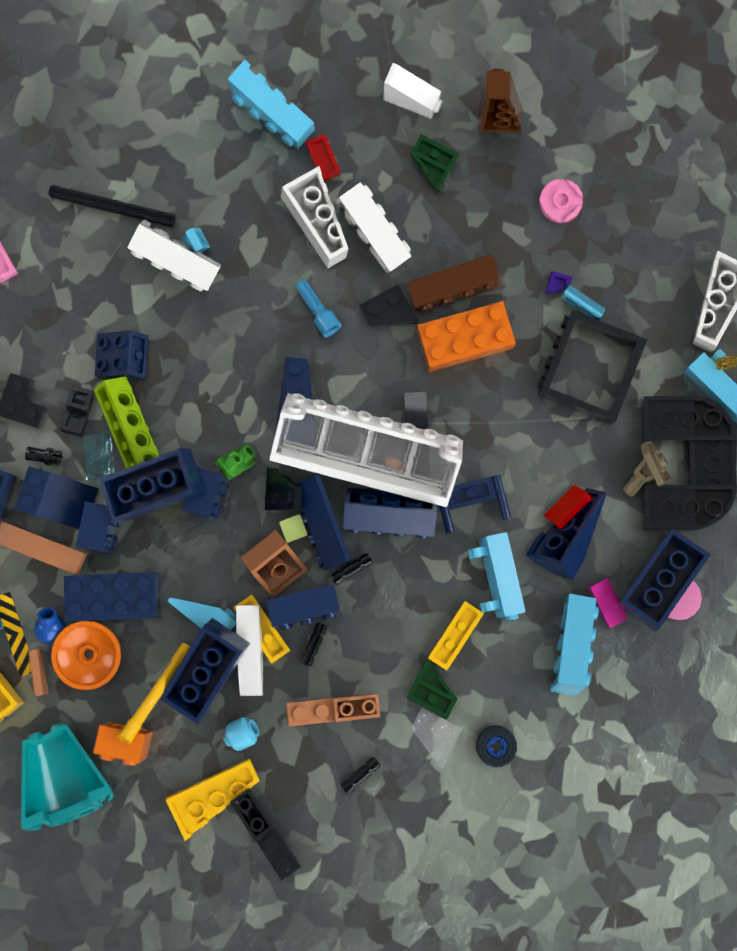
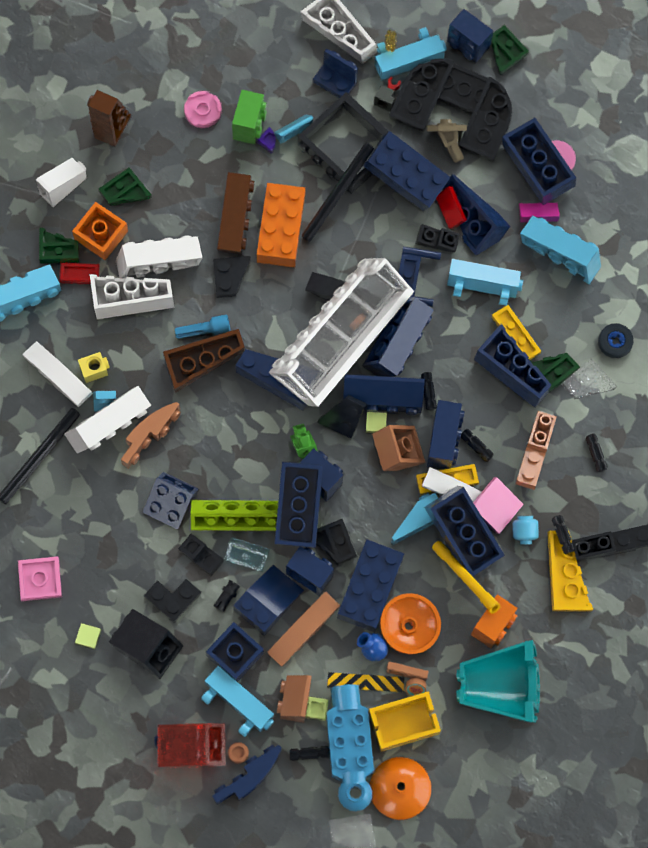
camera: 70 degrees left, 10 degrees down
(25, 688) = (415, 686): none -> nougat tile
(146, 541) = (336, 541): none -> black wing
(188, 304) = (153, 426): none -> nougat slope
(203, 184) = (57, 374): none -> white slope
(222, 208) = (91, 375): none -> light yellow brick
(249, 777) = (563, 534): none -> black axle
(253, 692) = (497, 505): none -> bright pink tile
(277, 315) = (201, 357): none -> reddish brown wedge
(338, 122) = (57, 248): none -> dark green wing
(373, 156) = (100, 231): none -> orange brick
(414, 647) = (512, 366): none -> dark blue wedge
(527, 507) = (437, 239): none -> black slope
(528, 379) = (337, 191): none -> black axle
(570, 249) = (249, 117): none -> bright green brick
(584, 441) = (406, 171): none -> dark blue brick
(662, 321) = (336, 74): none -> dark blue bracket
(664, 383) = (384, 96): none -> pearl dark grey piece

